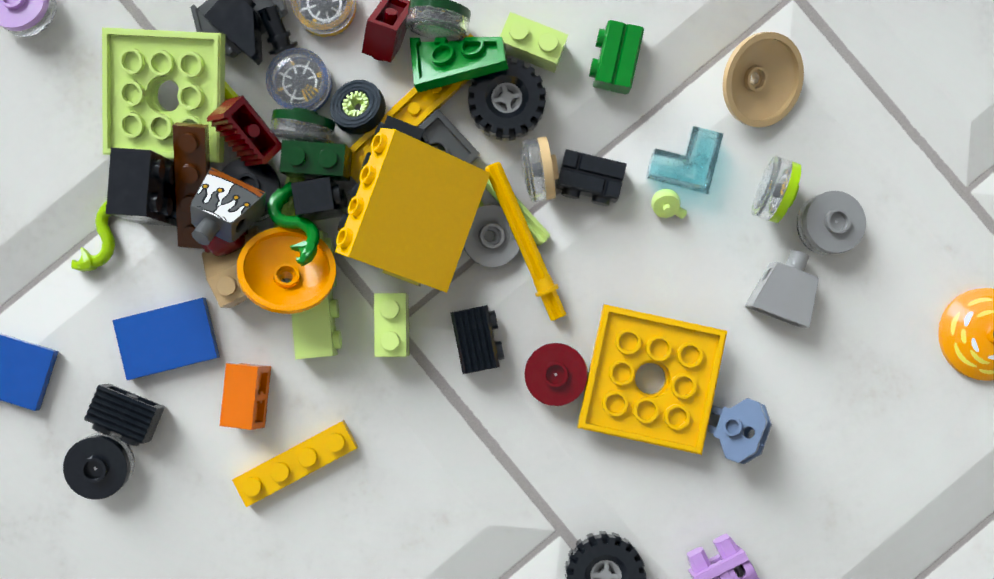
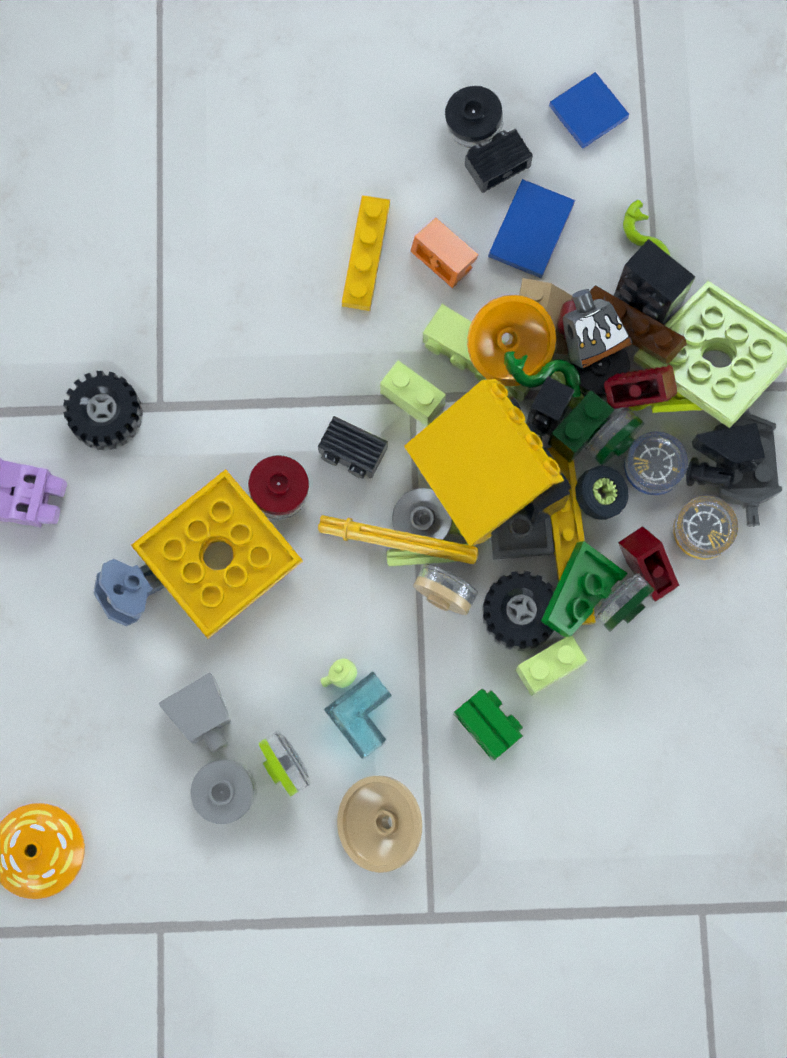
camera: 130 degrees right, 10 degrees down
(590, 177) = (408, 629): black brick -> none

